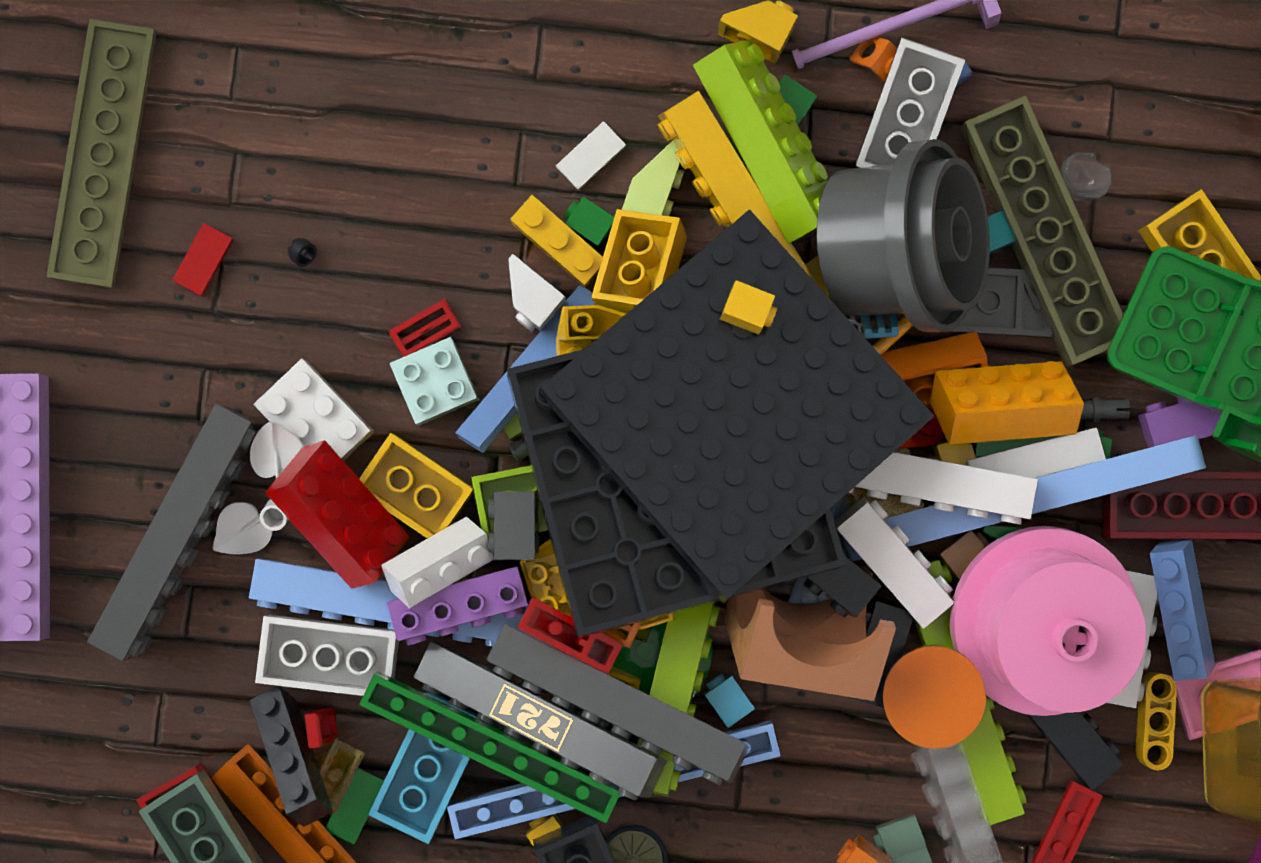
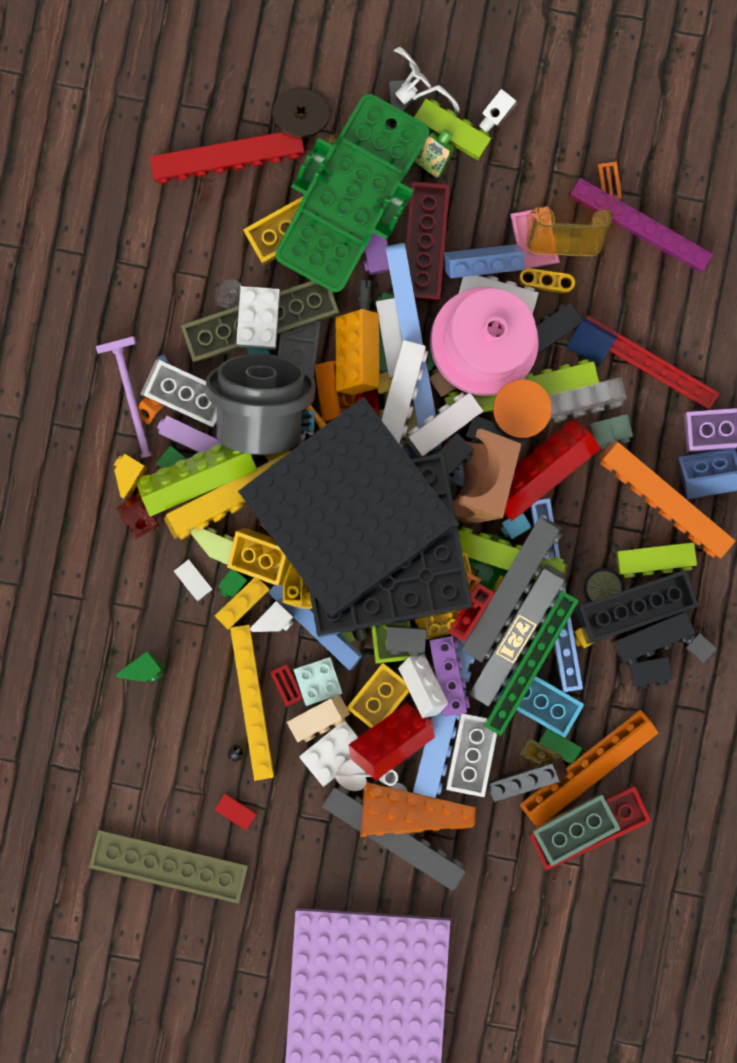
camera: 85 degrees left, 0 degrees up
(218, 545) = (406, 812): none -> orange wing
(321, 727) = (512, 761): red tile -> none
(369, 387) = (318, 719): none -> tan brick
(388, 272) = (252, 702): none -> yellow brick
(431, 81) = (143, 669): none -> green slope
(690, 44) = (137, 517): none -> clear red brick
(749, 308) = (295, 496): yellow brick -> none
(836, 751) = (549, 466): none -> red brick
(838, 120) = (186, 435): none -> lavender brick
(1052, 225) = (258, 317): none -> white brick
(1058, 807) = (591, 341): none -> dark blue tile

